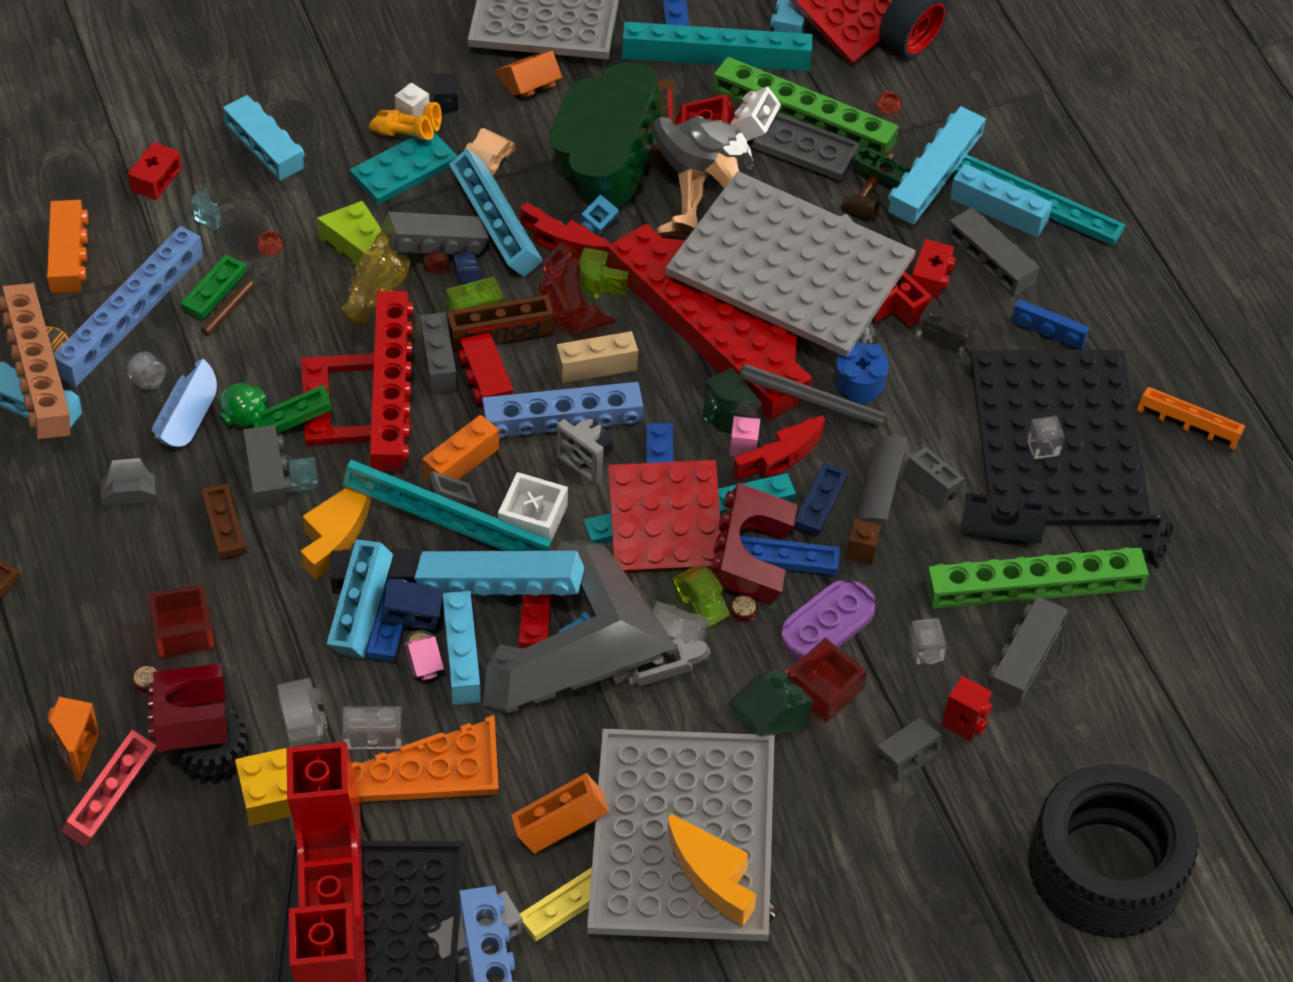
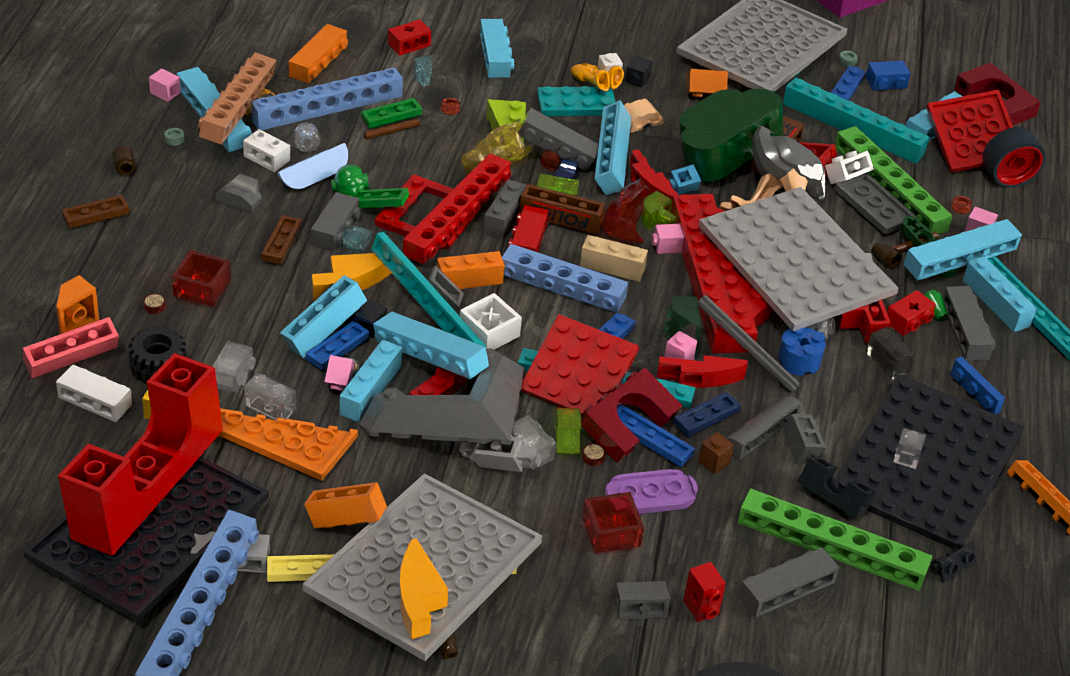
camera: 30 degrees right, 10 degrees down
(113, 411) = (266, 150): none -> white brick
(170, 717) = (153, 322): dark red arch -> none
(177, 828) = (94, 393): none -> white brick
(411, 604) = (355, 336): dark blue brick -> none
(585, 448) = (556, 298): light grey piece -> none
(633, 302) = (668, 238): none -> bright pink brick
(773, 704) = (557, 516): clear green slope -> none
(927, 118) = (980, 218): none -> bright pink brick
(927, 641) = (713, 538): clear brick -> none
(948, 239) = (940, 310): none -> green cone

